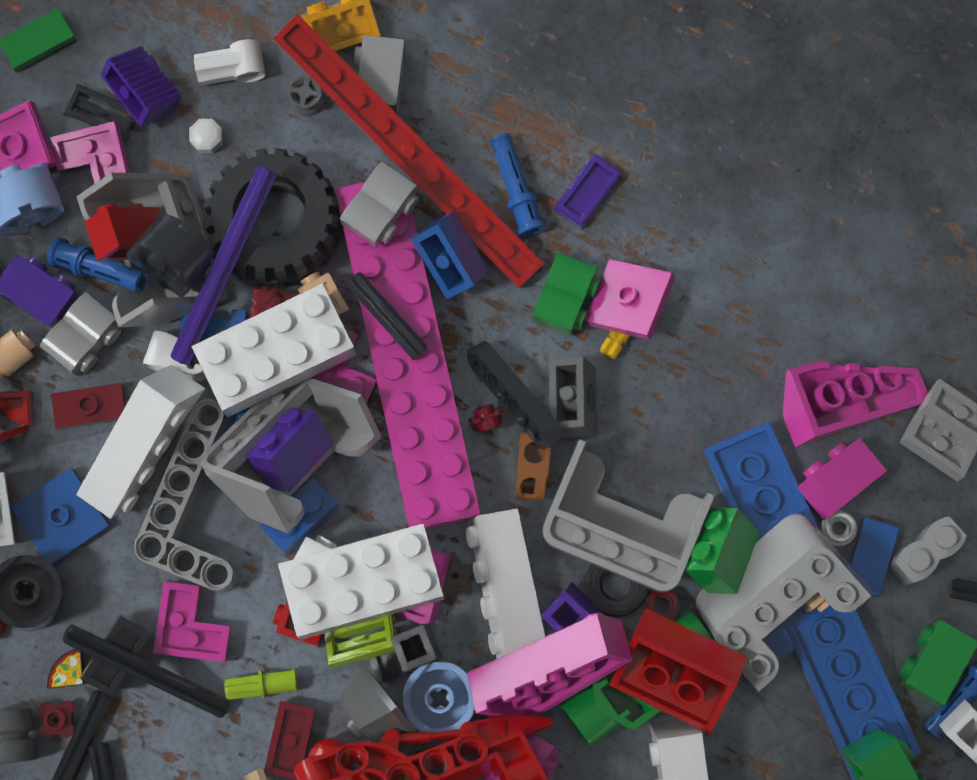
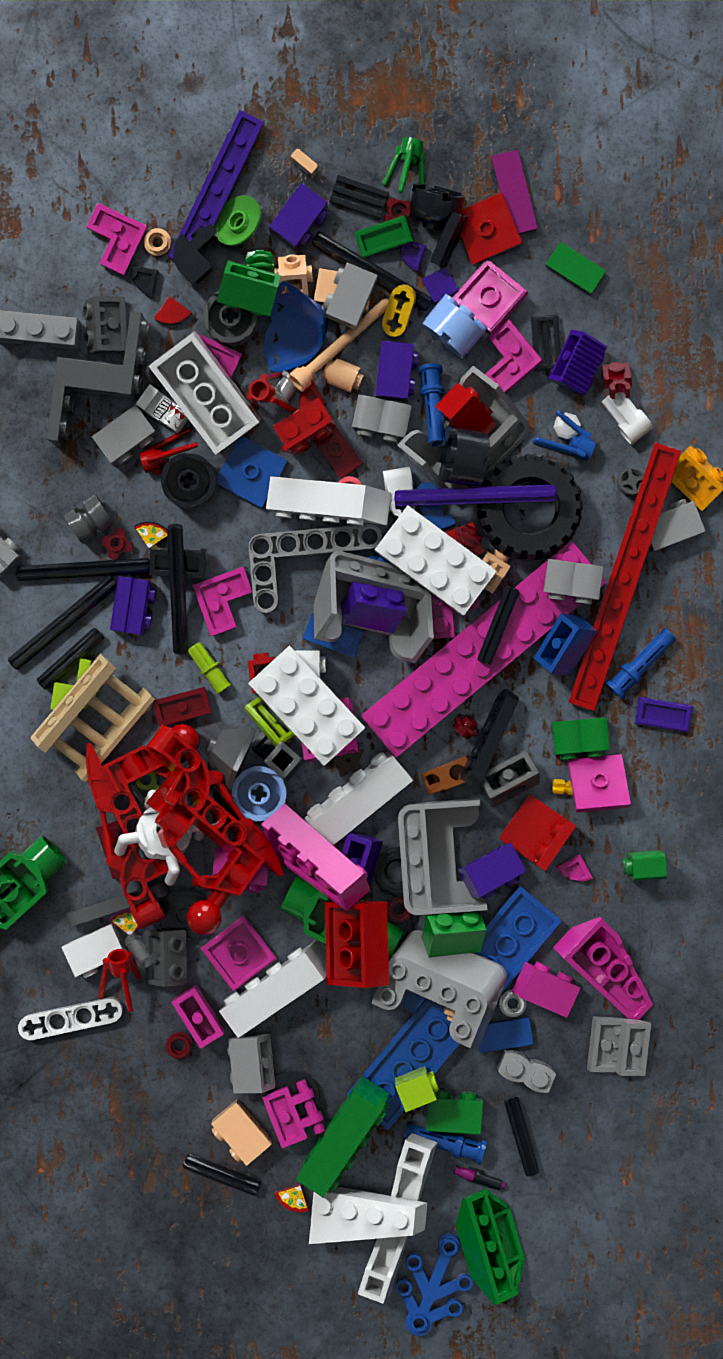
camera: 60 degrees right, 10 degrees up
(42, 425) = (304, 426): none -> red bracket
(138, 738) = (132, 605): none -> dark purple brick
(181, 51) = (617, 378): none -> dark red plate
(235, 132) = (578, 446): none -> blue plant
(652, 397) = (537, 832): none -> red bracket
(670, 472) = (491, 871): none -> dark purple brick
(716, 378) = (575, 869): none -> dark pink tile
(752, 292) = (645, 865): none -> green brick
(888, 688) = (416, 1088): none -> lime brick

